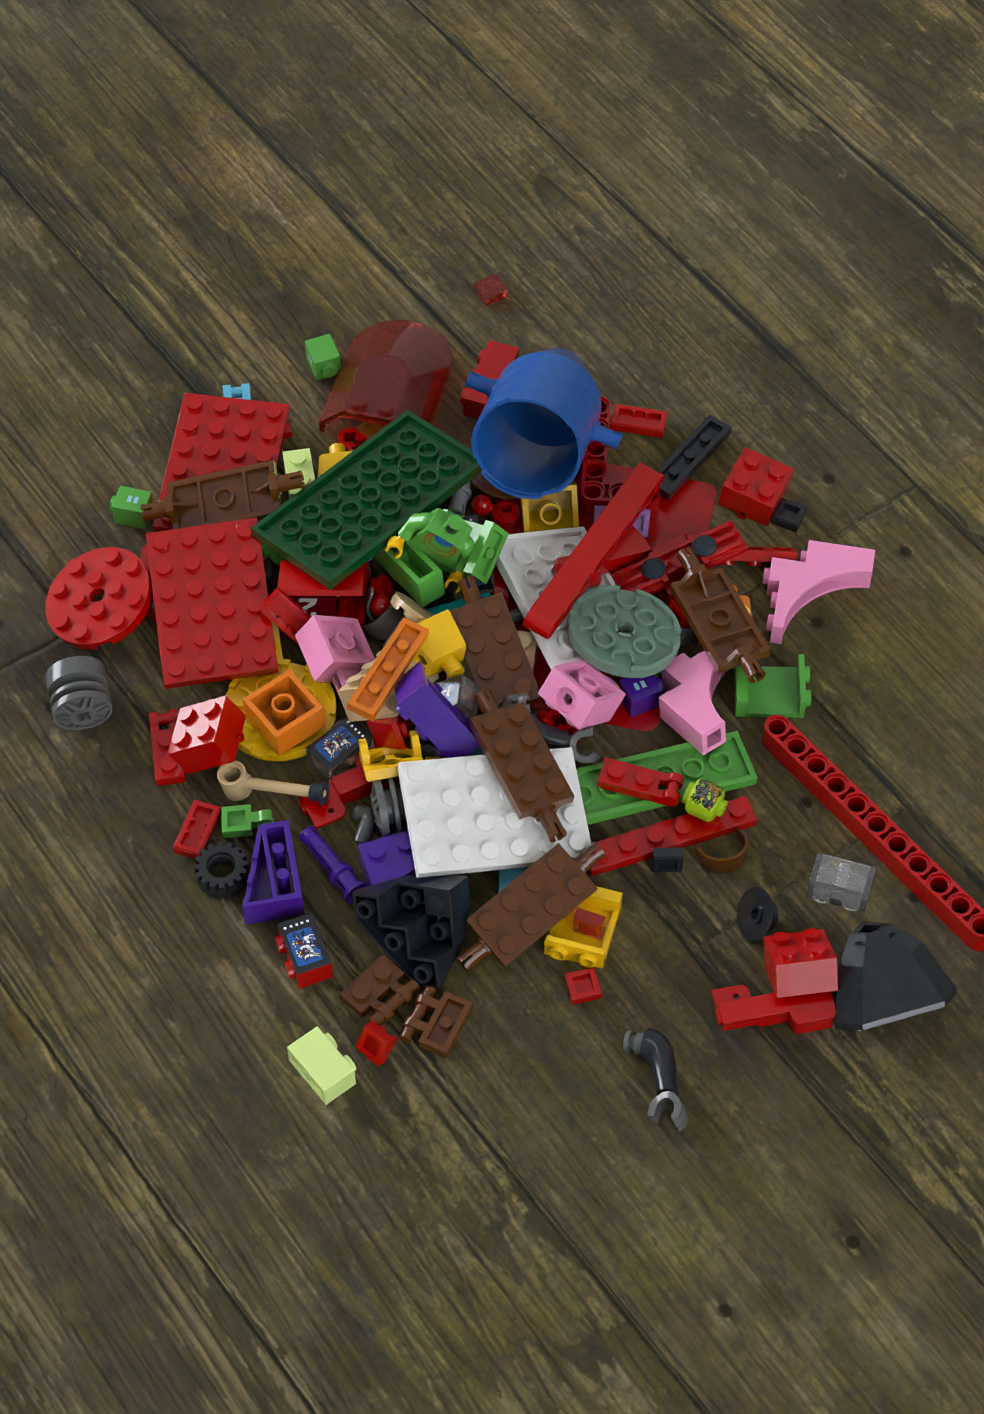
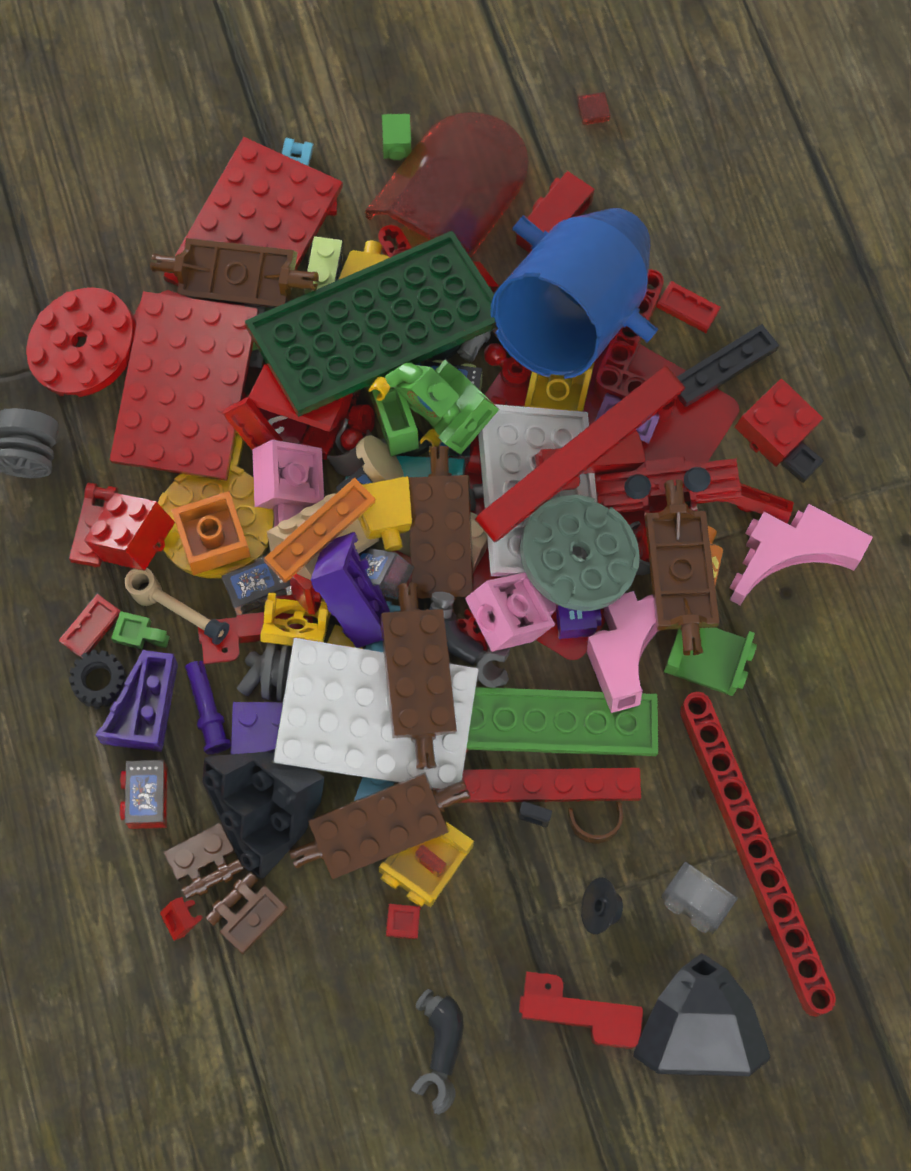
camera: 15 degrees right, 15 degrees up
(127, 506) = (145, 243): bright green brick -> none
(322, 1064) = (118, 924): yellowish green brick -> none
(640, 782) = (535, 723): red plate -> none
(704, 800) = (592, 766): lime head -> none
(800, 963) = (621, 980): red brick -> none

